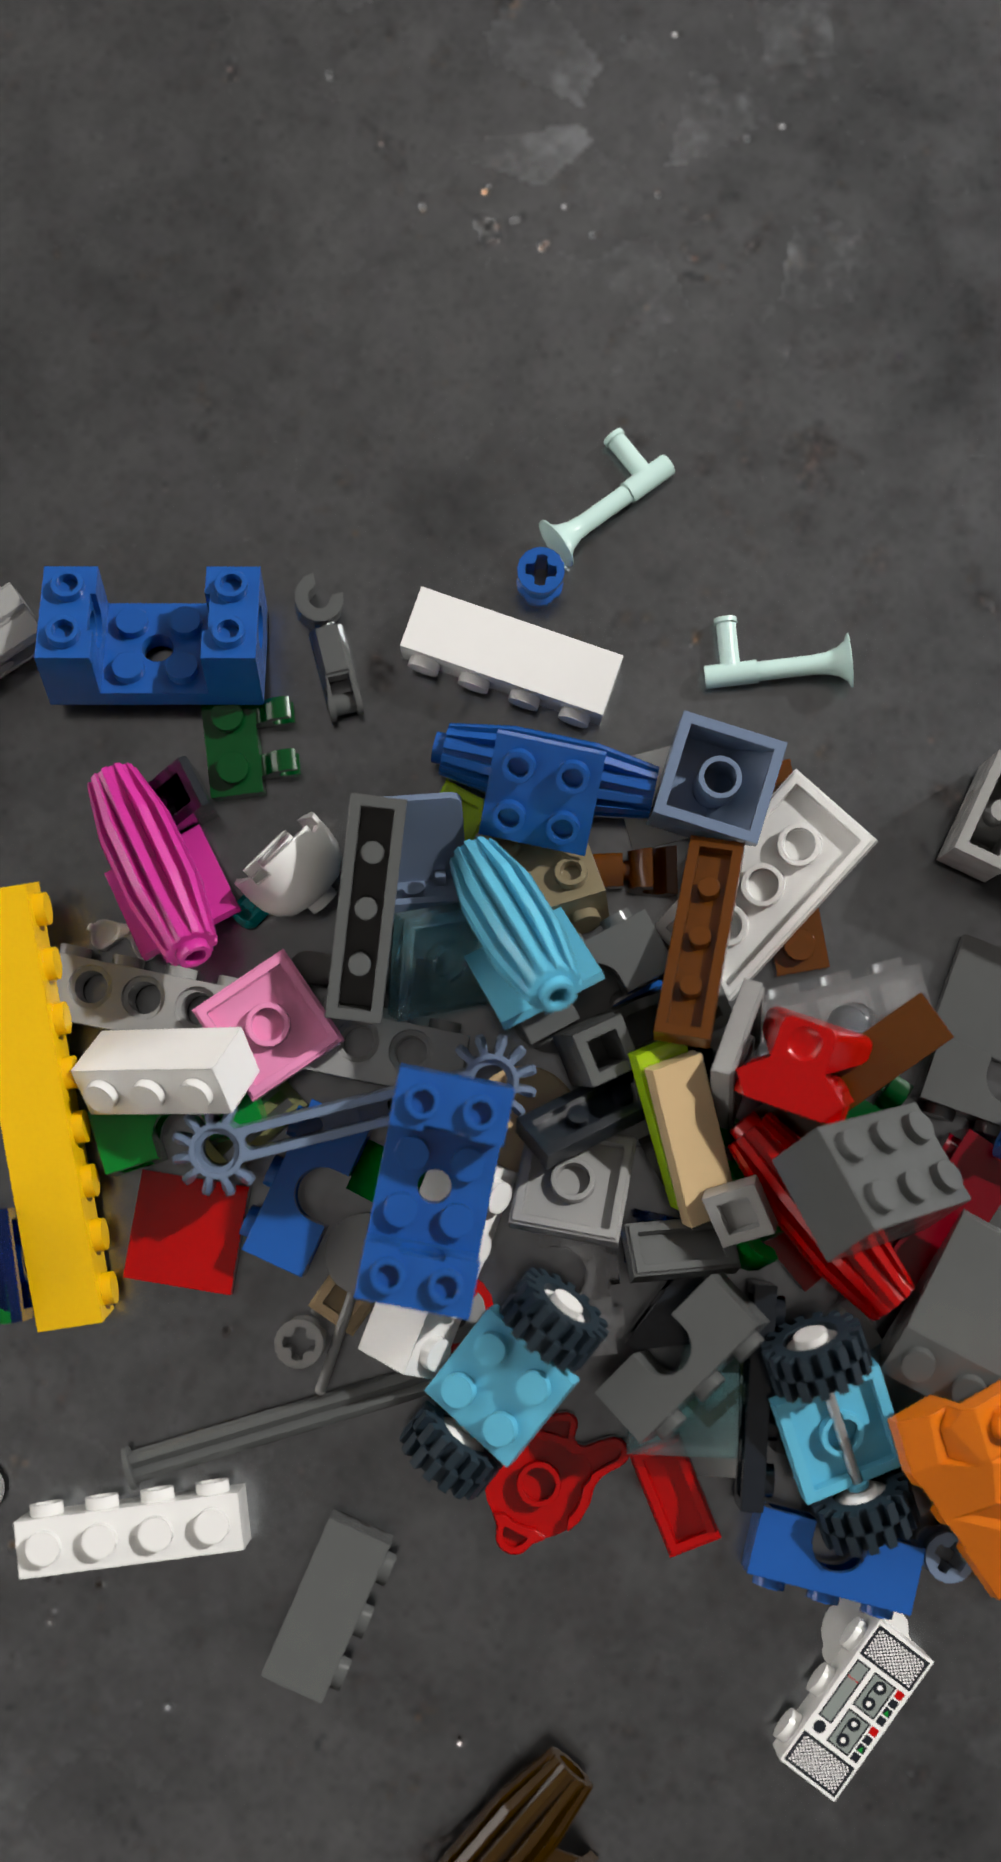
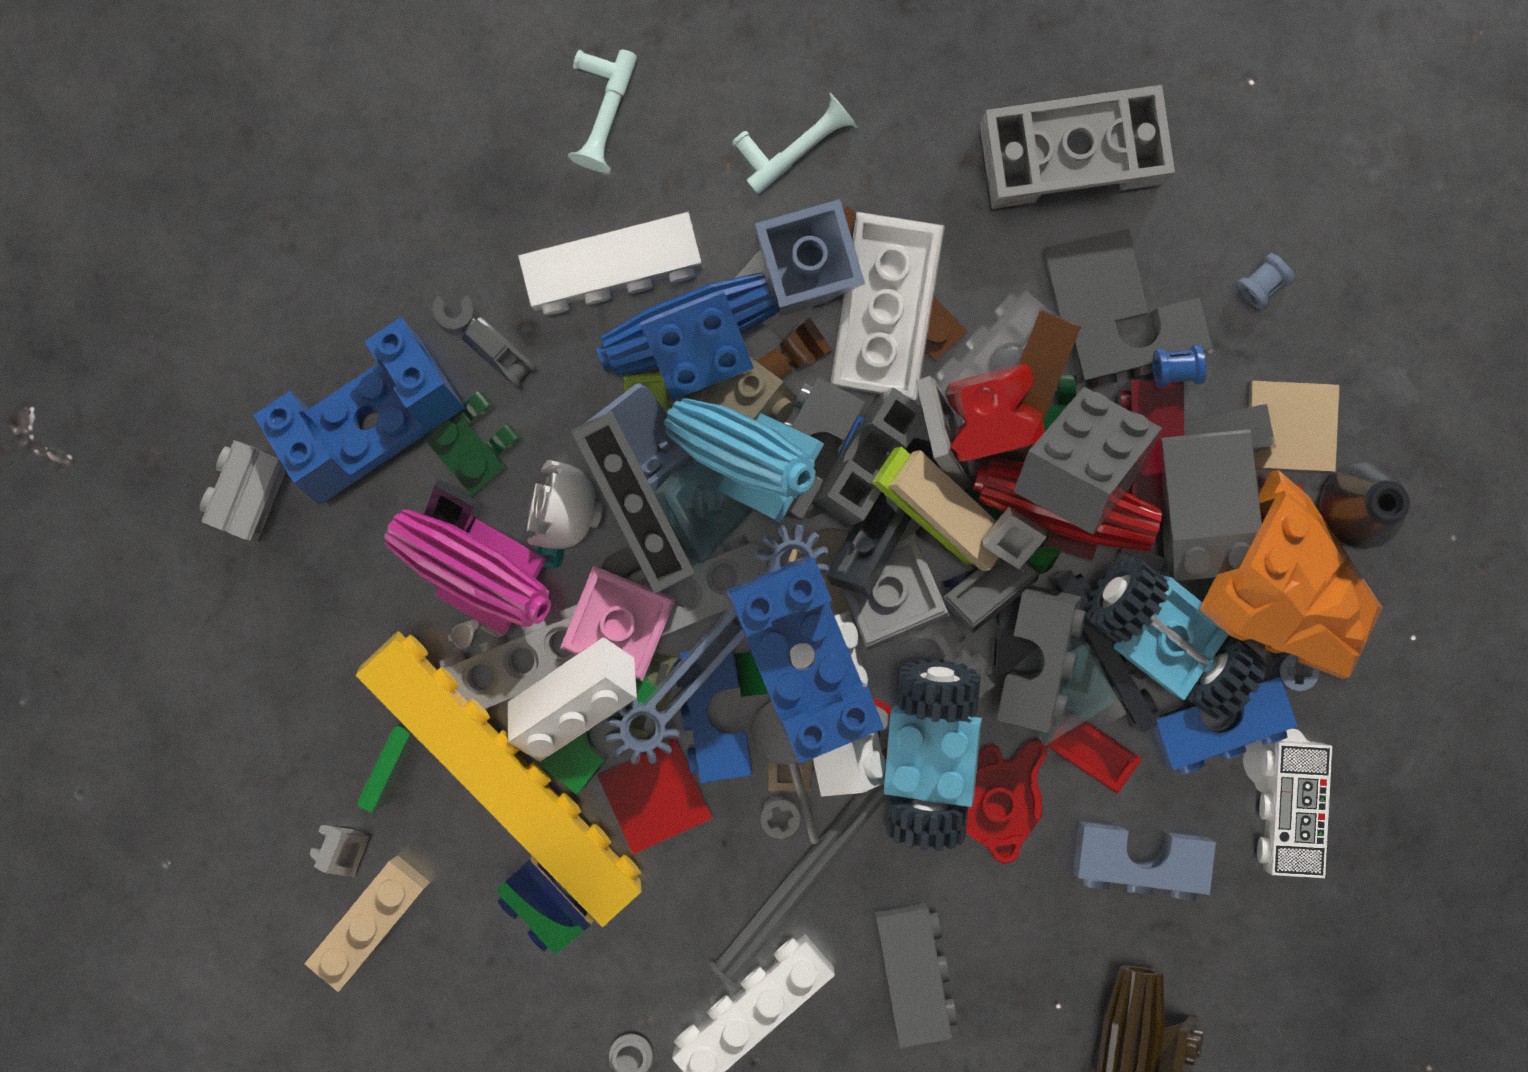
camera: 30 degrees left, 5 degrees up
(543, 559) = (600, 181): blue bush -> none
(687, 1683) = (1181, 867): none -> sand blue arch
(699, 942) = (869, 375): reddish brown plate -> none

